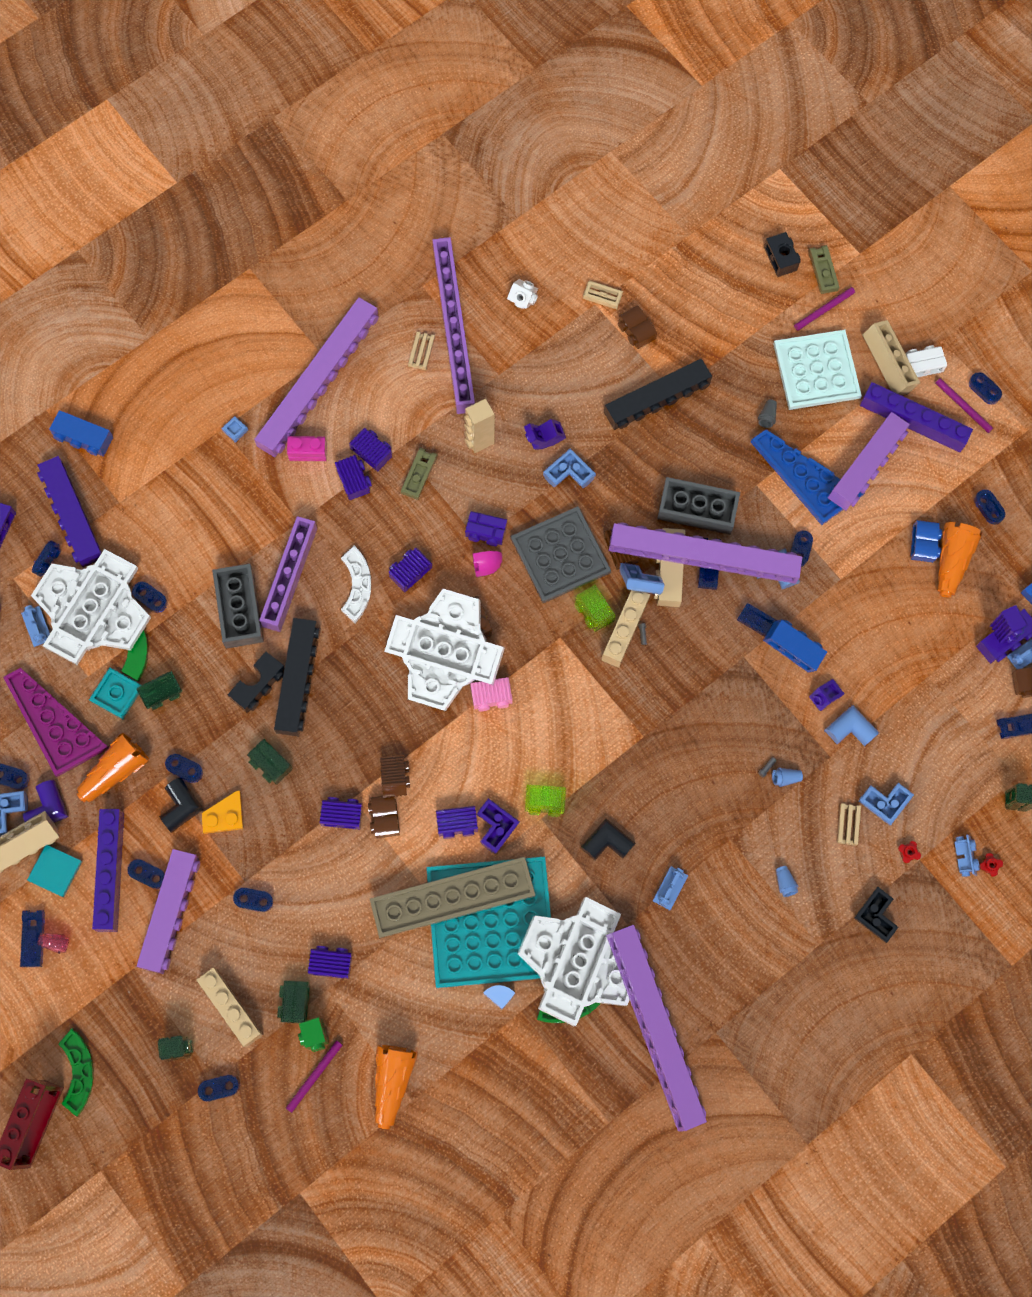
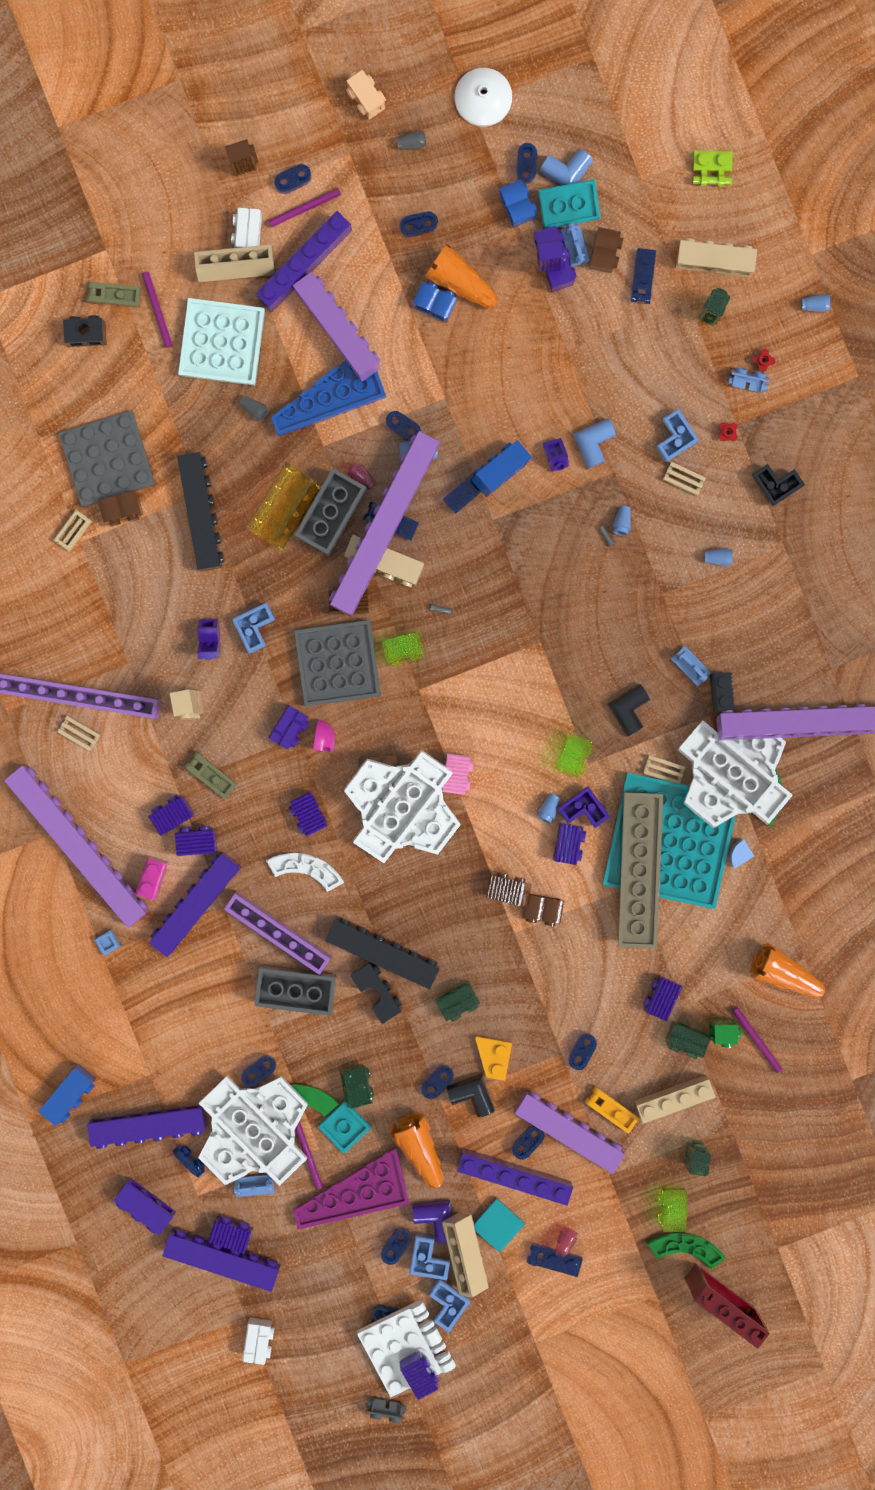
camera: 75 degrees left, 15 degrees up
(77, 668) = (310, 1161): none -> magenta bar
(114, 1043) = (673, 1210): none -> clear neon green brick
(201, 948) = (612, 1110): none -> light orange plate
(219, 1088) = (741, 1126): clear blue plate -> none
(293, 493) = (195, 904): none -> dark purple brick
(341, 814) = (528, 948): dark purple brick -> none
(483, 791) = (548, 808): none -> medium blue cone
(523, 293) = (49, 612): white brick -> none
(559, 877) = (680, 774): none -> tan tile
(625, 628) = (431, 624): tan brick -> none
(637, 581) = (392, 599): medium blue brick -> none
(656, 924) = (722, 692): none -> black brick
(678, 305) = (107, 458): none -> dark grey plate
(688, 461) = (283, 506): none -> clear yellow brick
(742, 523) = (361, 475): none -> clear pink cone
(986, 336) = (242, 157): none -> reddish brown brick

